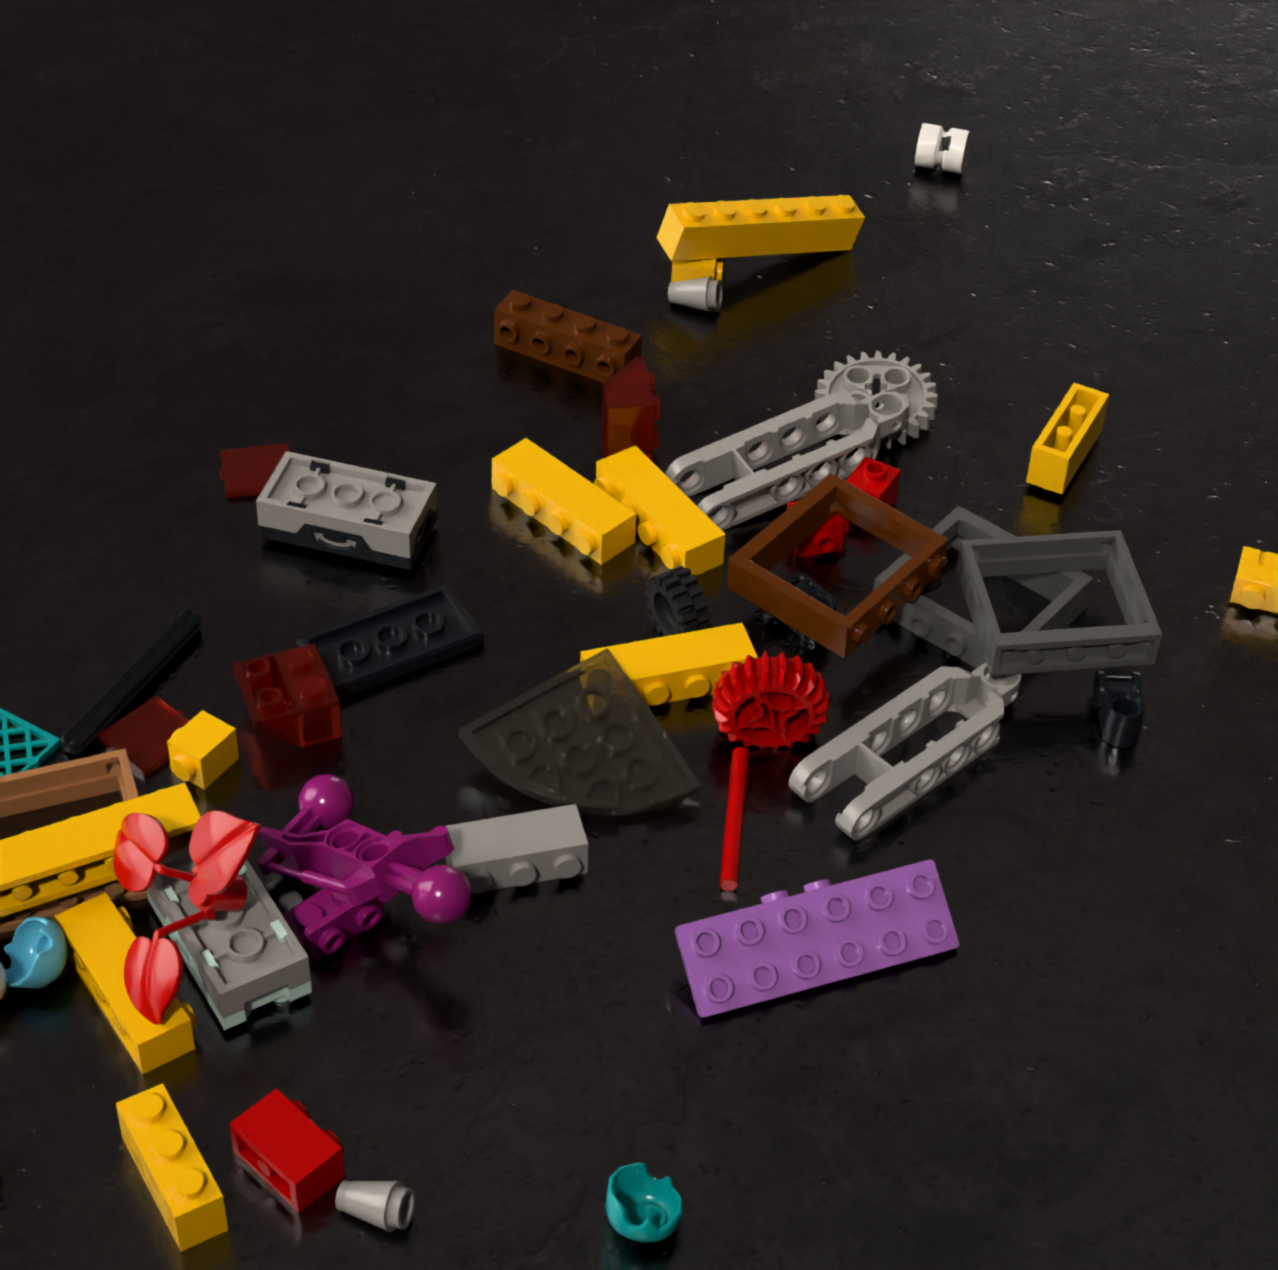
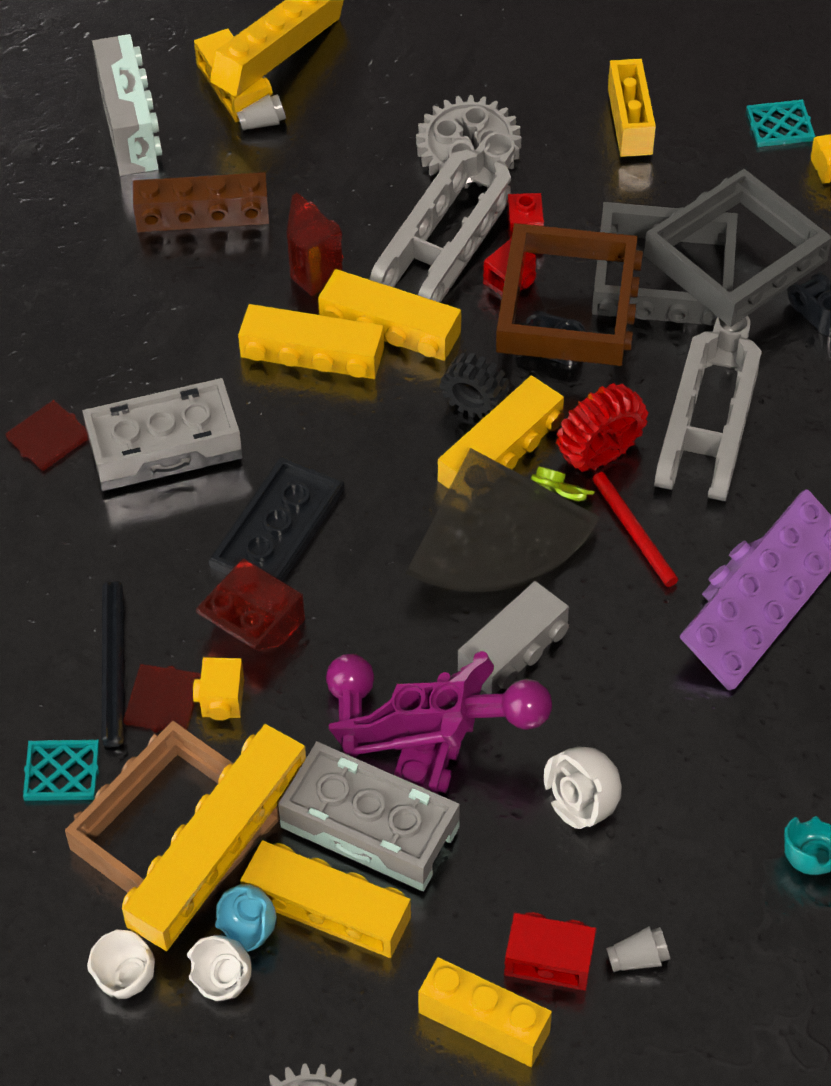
camera: 30 degrees left, 10 degrees up
(219, 851) = (384, 771): plant -> none
(461, 1015) = (583, 785): none -> white cylinder
(567, 229) = (127, 104): none -> piece
(685, 735) = (554, 482): none -> lime plate
(1230, 508) = (780, 107): none -> teal window

